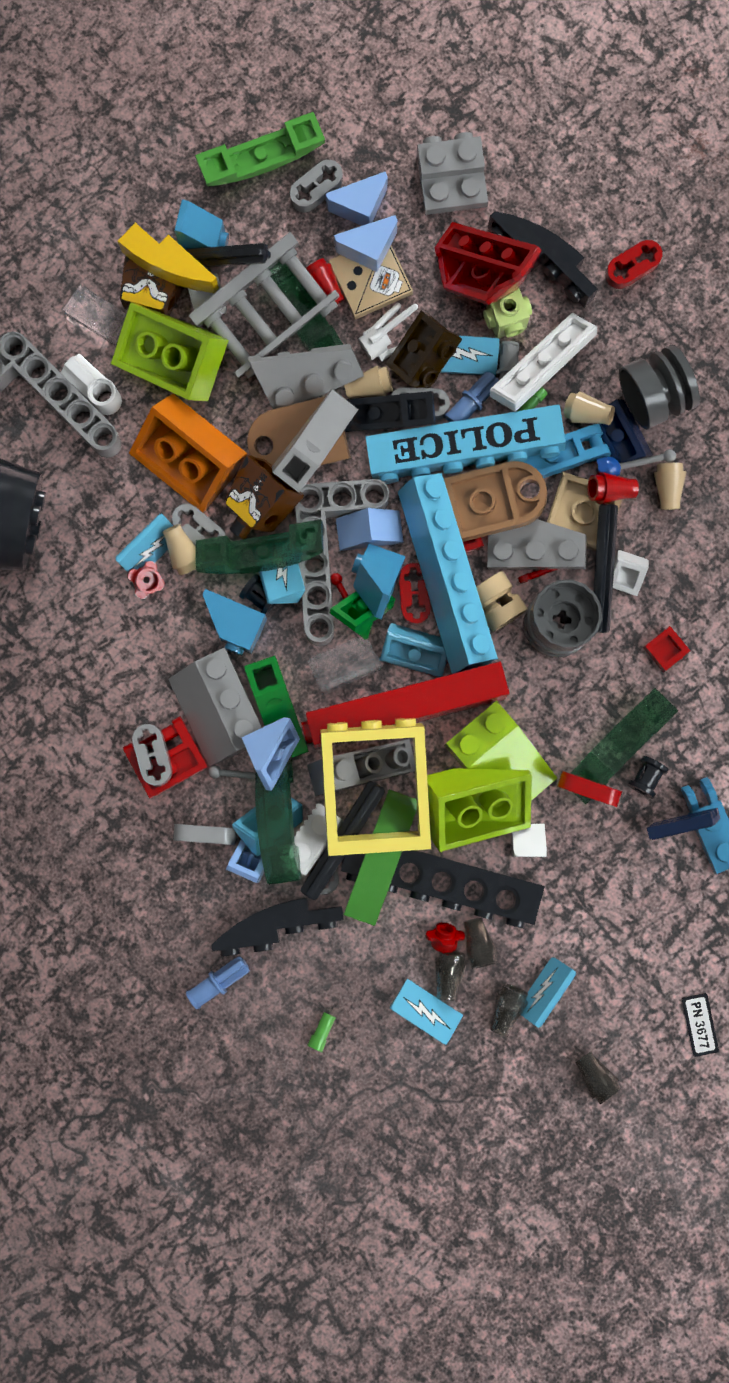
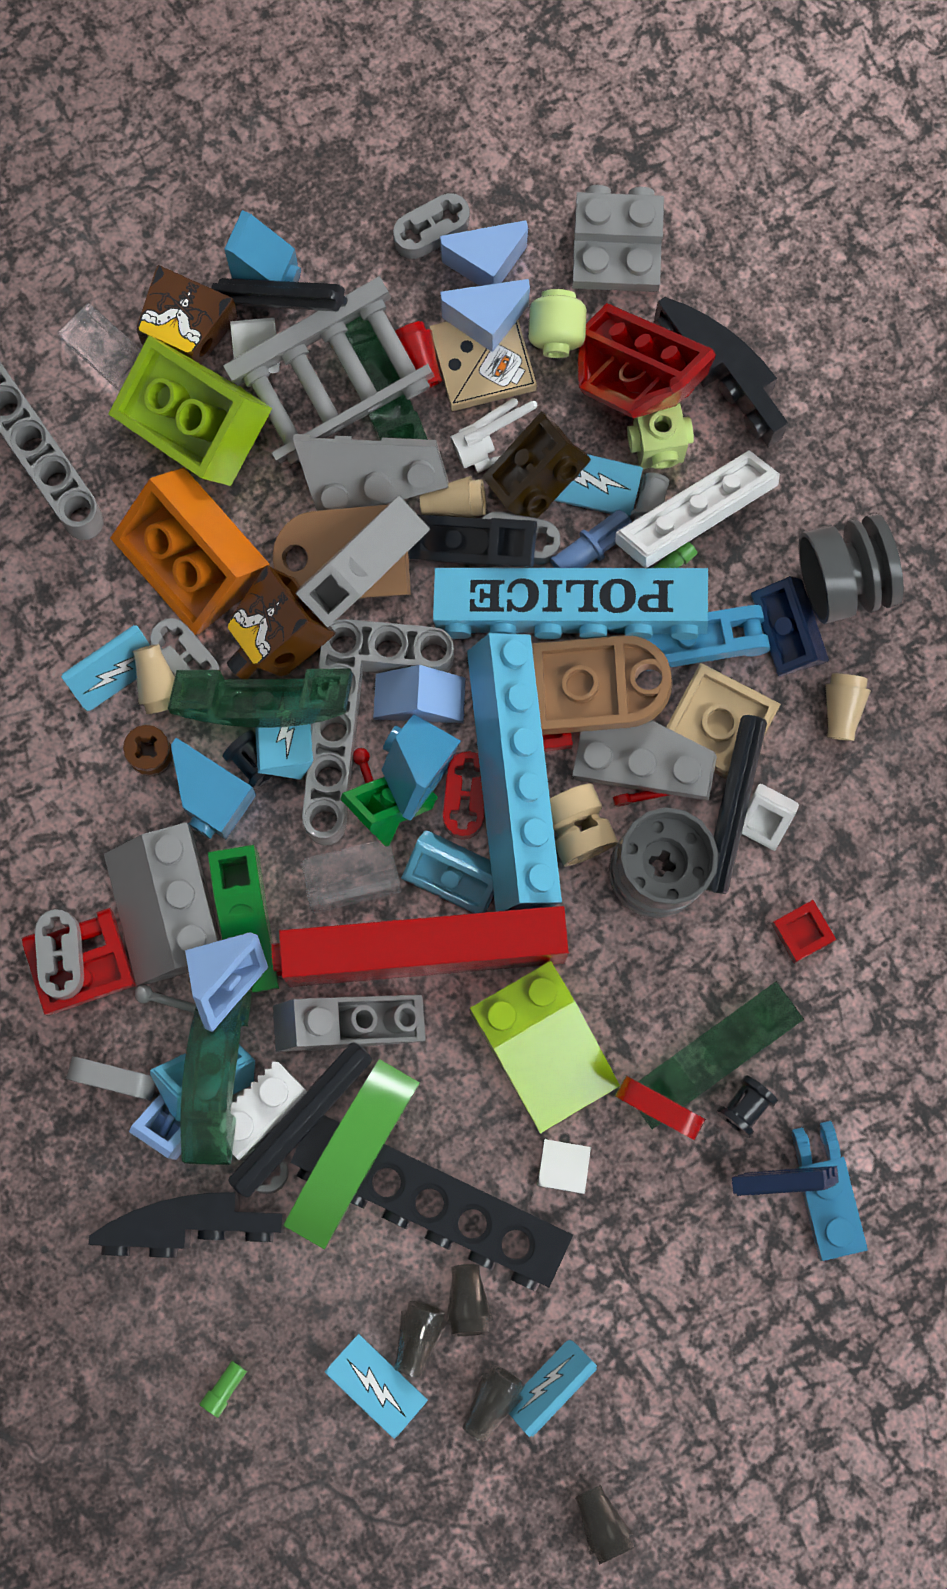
camera: 10 degrees right, 5 degrees down
(91, 384) = (77, 438): white piece -> none
(155, 581) = (108, 721): plate -> none
(166, 260) = (207, 287): yellow slope -> none
(190, 605) = (154, 758): none -> reddish brown wheel
(217, 982) = (89, 1291): medium blue axle -> none
(261, 154) = (365, 172): bright green slope -> none
(380, 841) = (343, 1129): light yellow window -> none
(420, 243) = (557, 323): none -> yellowish green head
(445, 937) = (421, 1284): red plate -> none
(477, 805) = (496, 1102): lime slope -> none
(586, 409) = (746, 583): tan cone -> none
(610, 488) = (758, 694): red cone -> none
(612, 466) = (766, 669): hinge -> none
(630, 258) = (842, 390): red beam -> none
(700, 1025) = (763, 1475): sticker -> none

